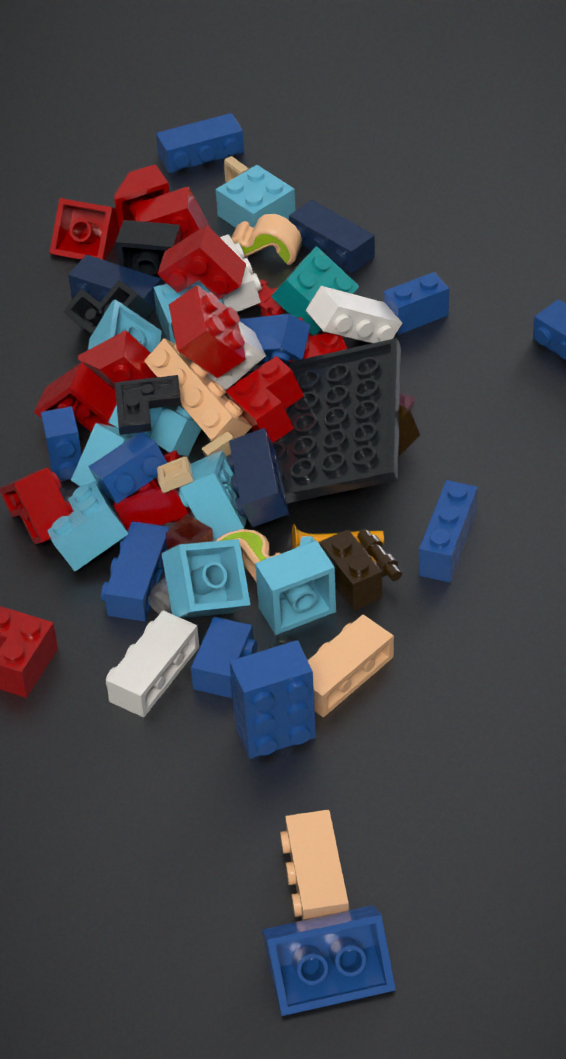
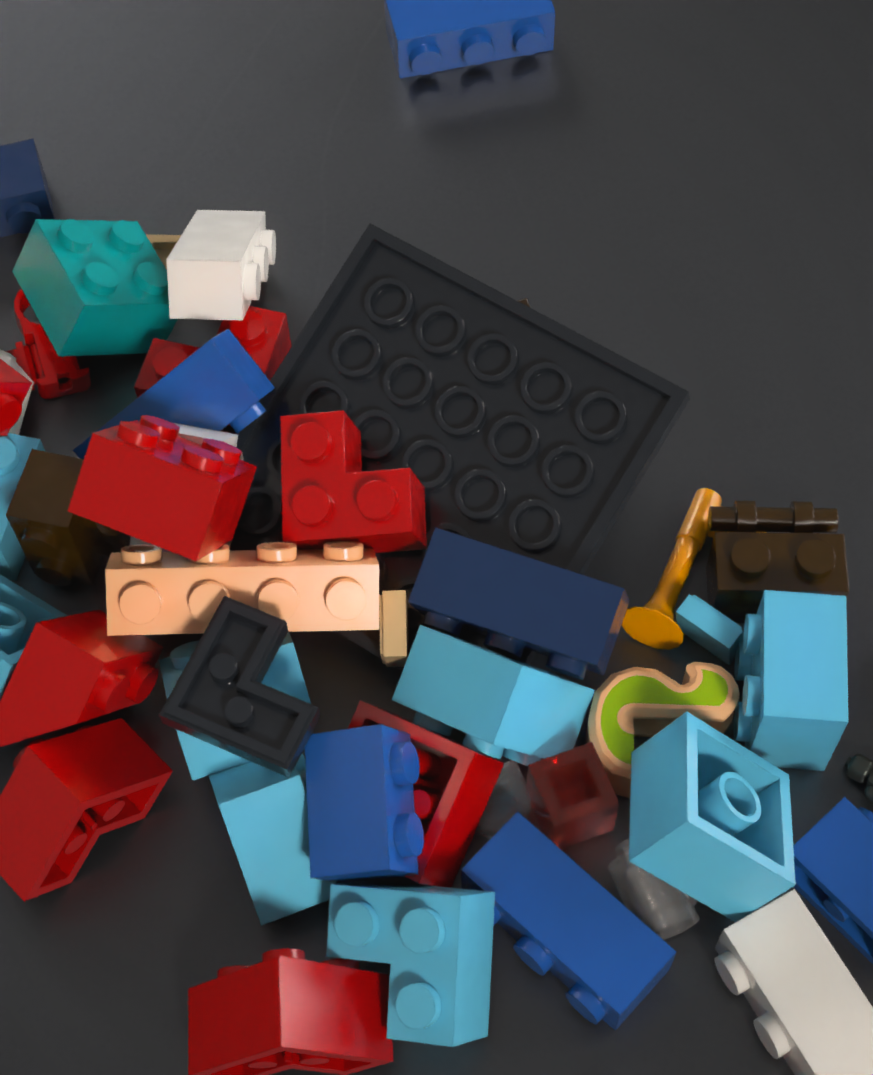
camera: 60 degrees left, 15 degrees up
(62, 441) = (171, 891): blue brick -> none
(174, 474) = (459, 734): tan tile -> none
(418, 301) = (225, 160): blue brick -> none
(448, 531) = (773, 397): blue brick -> none

